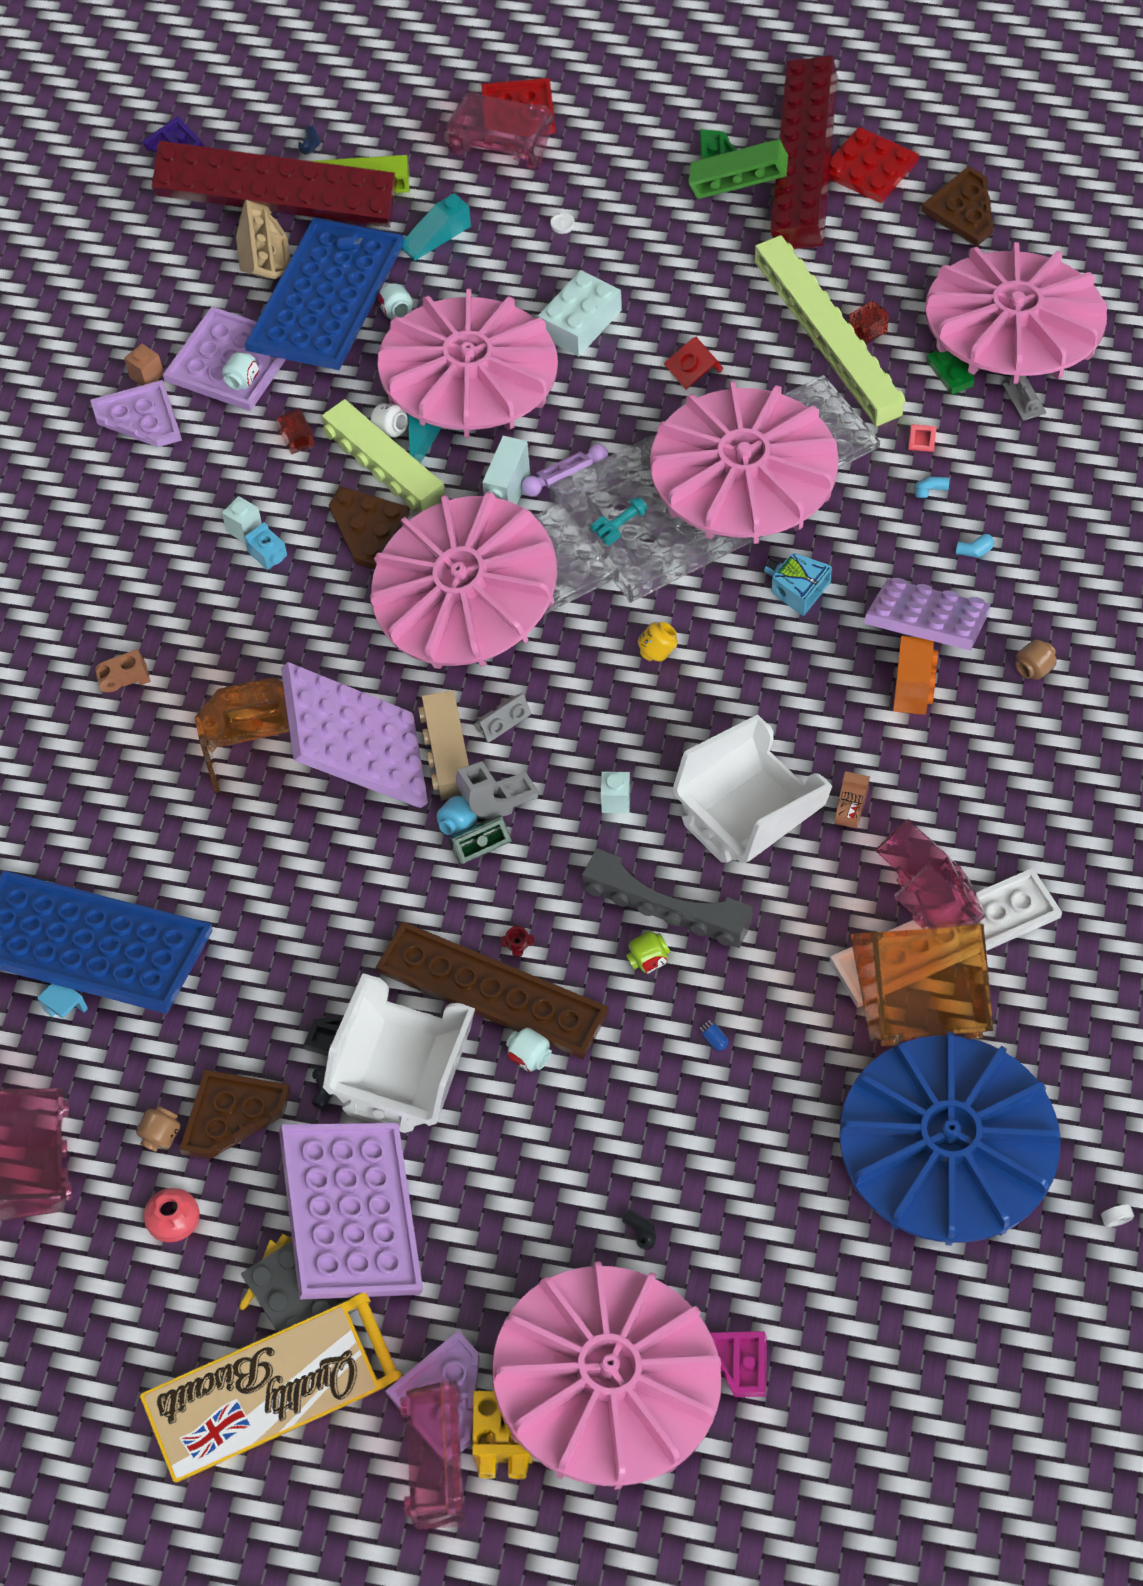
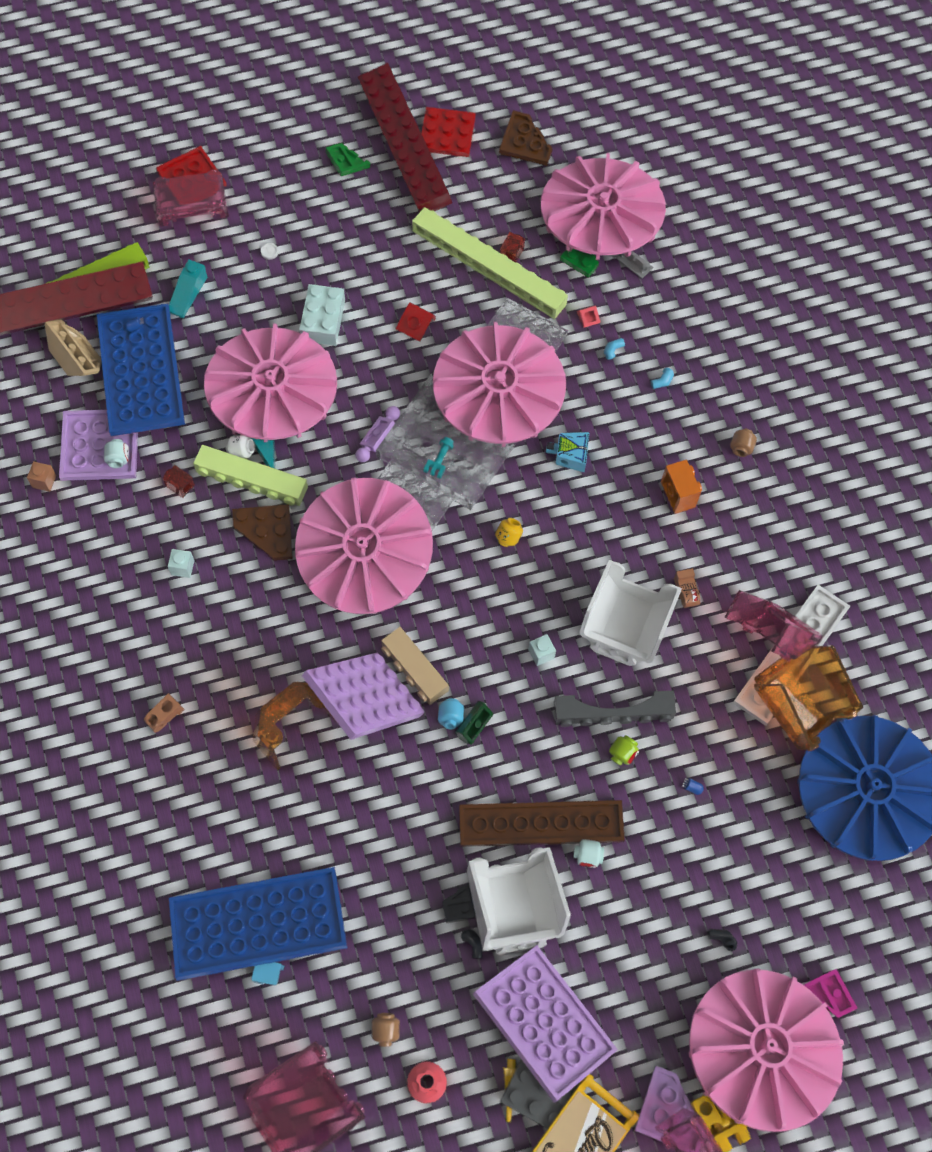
camera: 35 degrees left, 10 degrees up
(139, 413) = (59, 513): lavender plate -> none
(229, 1111) = (424, 991): reddish brown plate -> none
(265, 546) = (211, 582): medium azure brick -> none
(311, 142) = (59, 255): dark blue arm -> none
(394, 301) = (191, 356): light aqua head -> none
(490, 797) = (468, 688): light grey arch -> none
(504, 717) = (435, 636): light grey hinge -> none
(508, 470) = (345, 454): light aqua brick -> none
(515, 933) = (542, 777): dark red plate -> none
(738, 169) = (371, 169): bright green brick -> none
(928, 613) = (668, 441): lavender plate -> none

